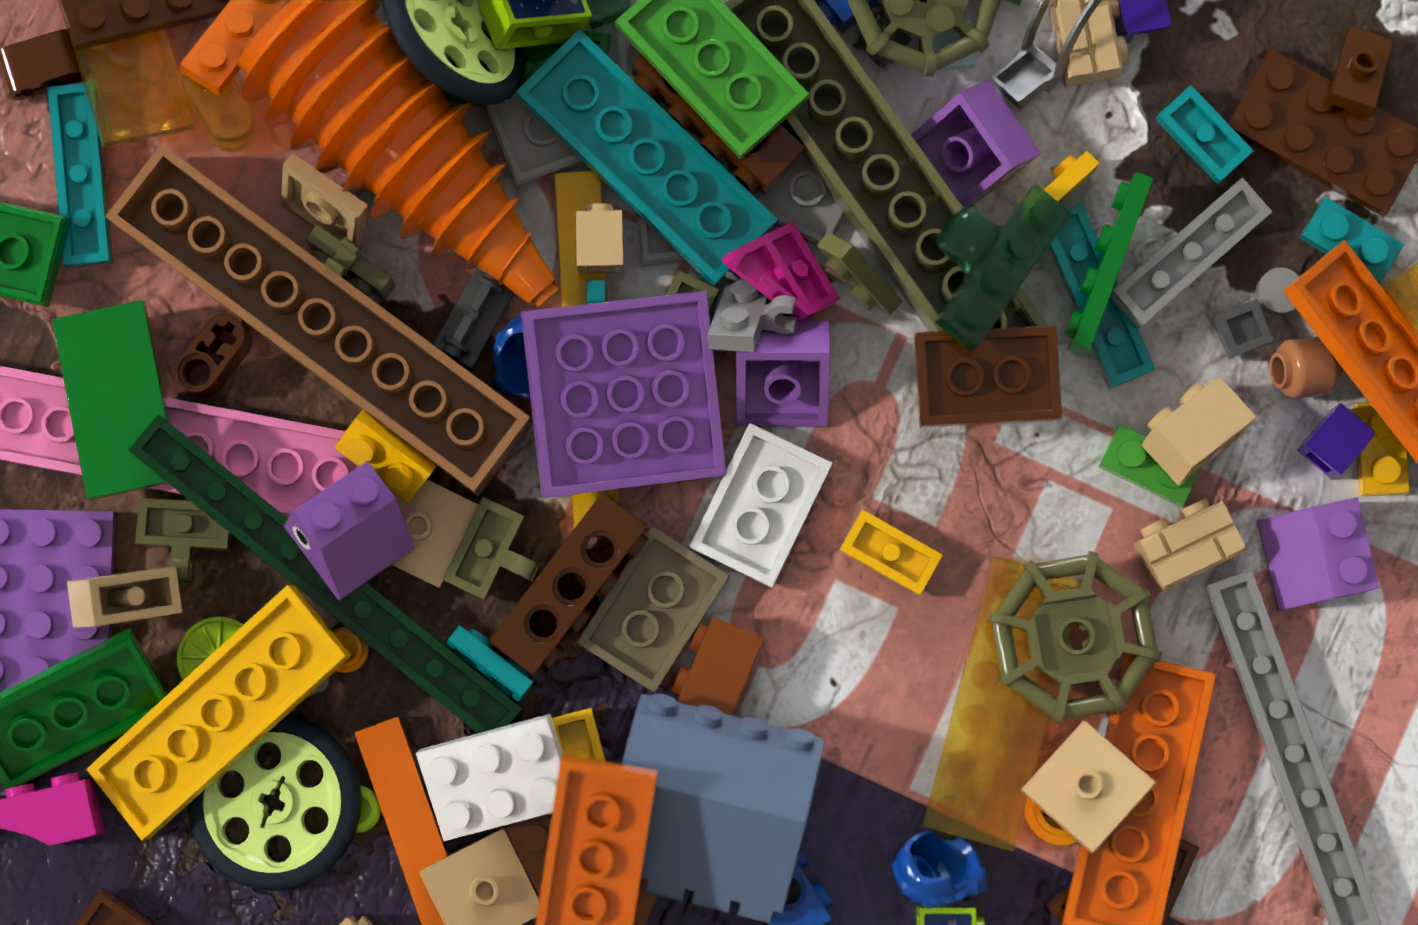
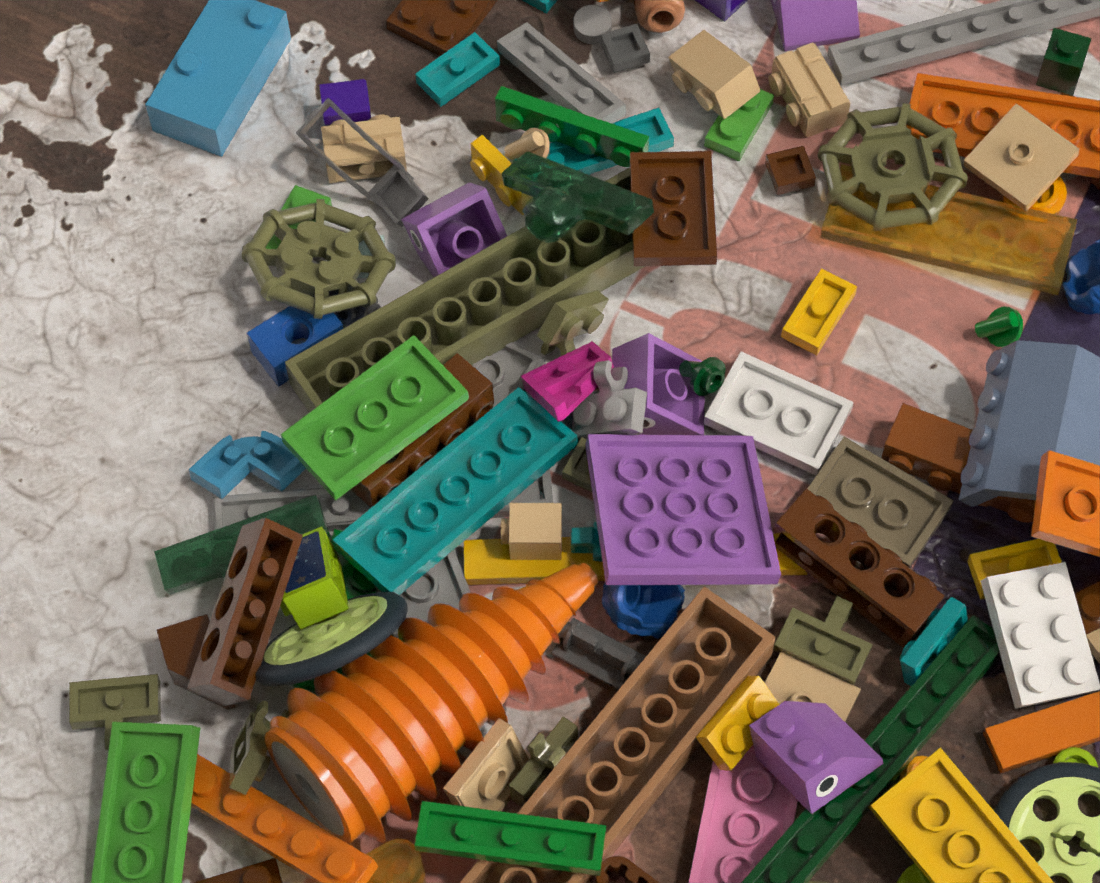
camera: 90 degrees left, 20 degrees down
(244, 222) = (510, 838): none -> green plate
(800, 421) = (704, 375): none -> dark green plate
(877, 759) = (1001, 327): none -> green plate
(1078, 522) = (790, 170): none -> reddish brown plate
(1085, 220) = (532, 140): none -> tan plate
(1241, 851) = (1063, 61): none -> dark green brick

